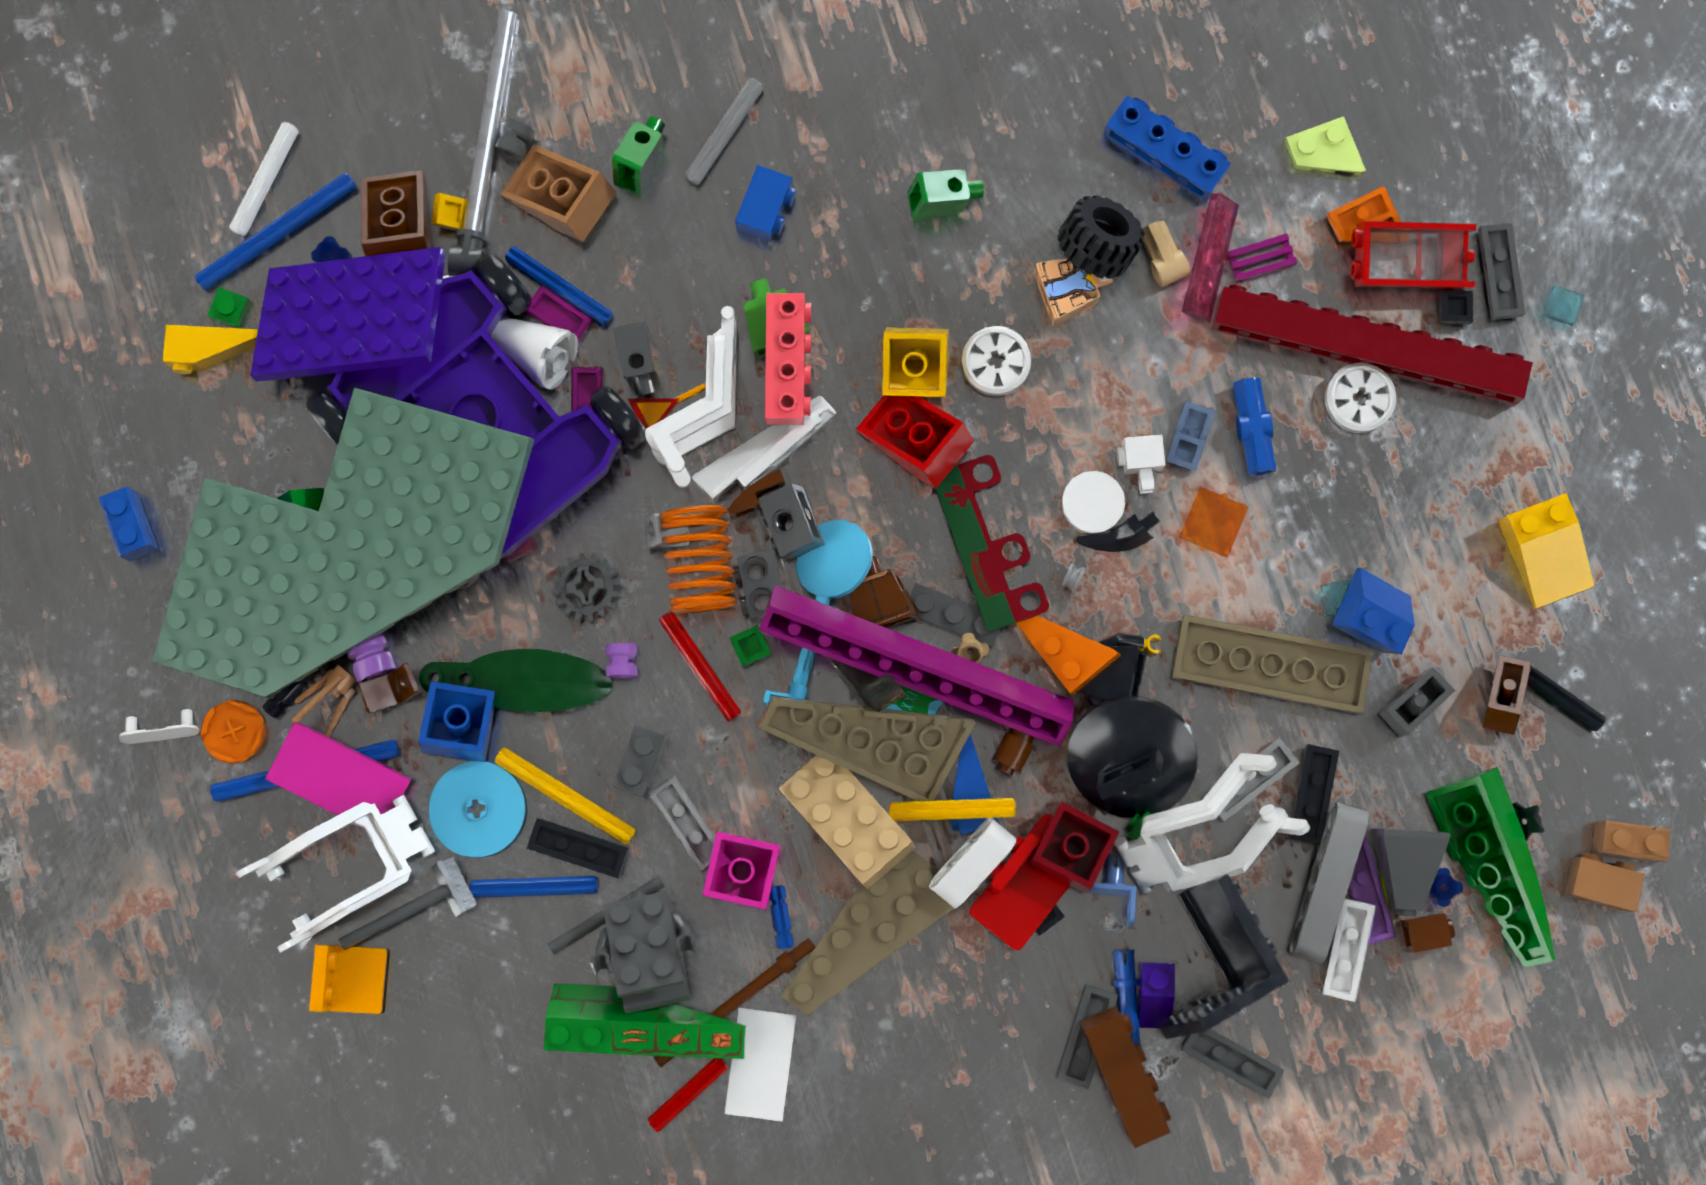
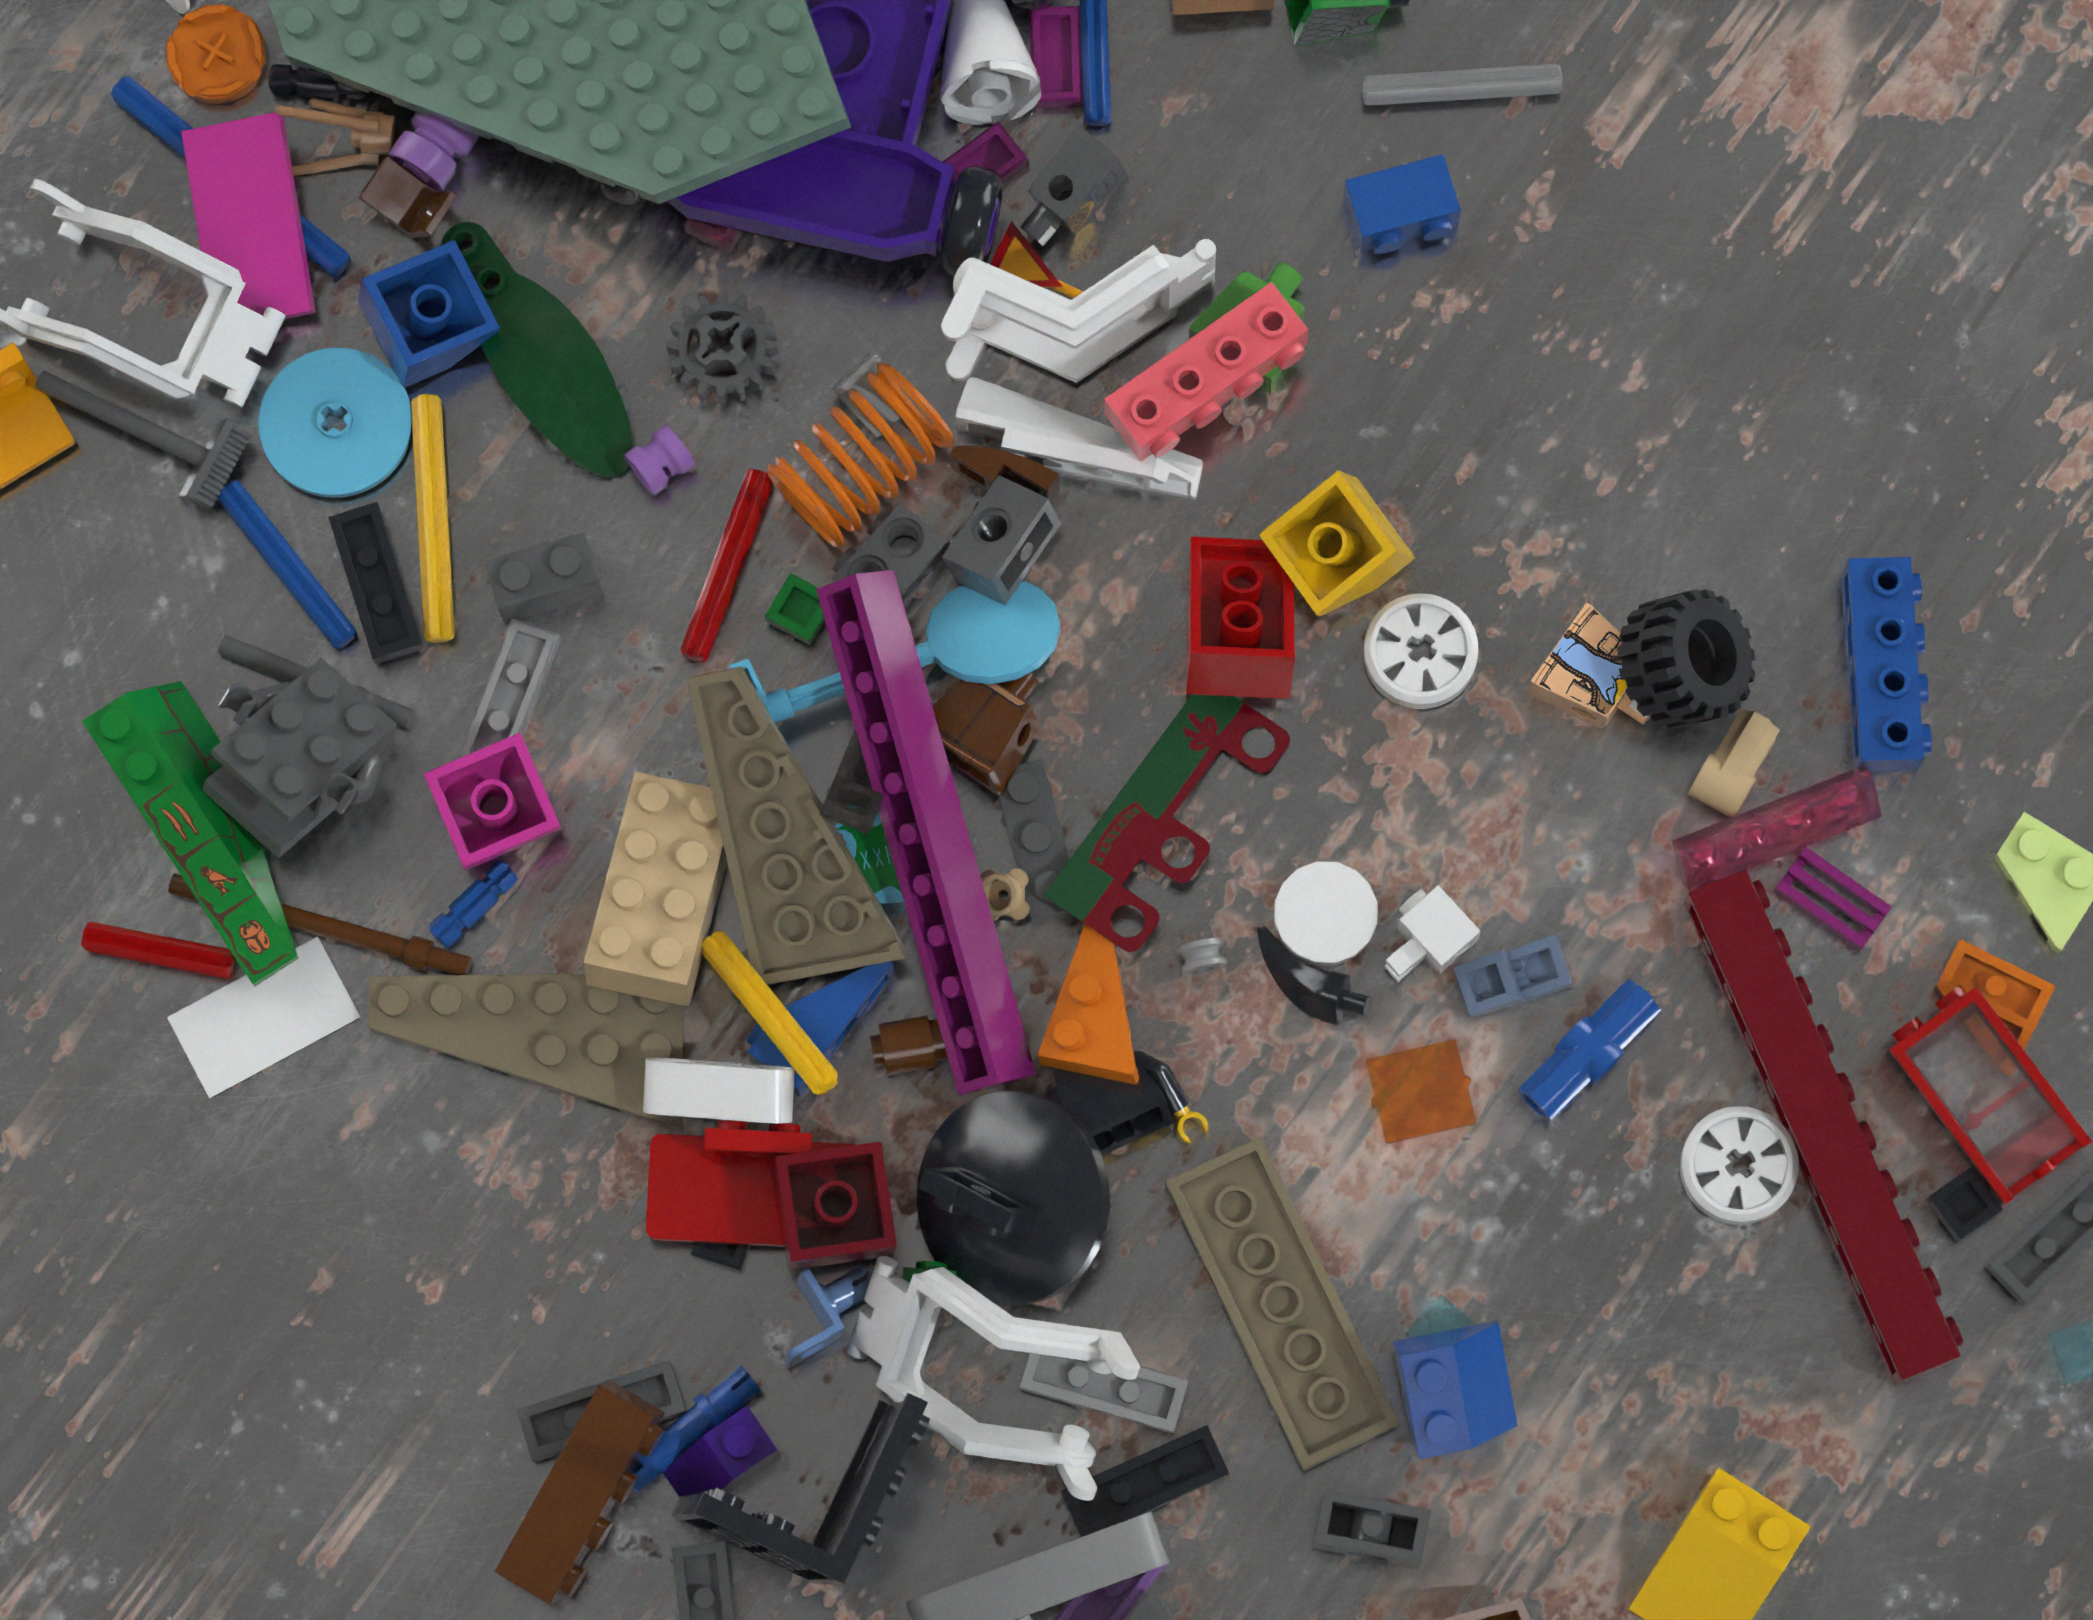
camera: 55 degrees right, 5 degrees down
(942, 193) = (1575, 407): green torso -> none

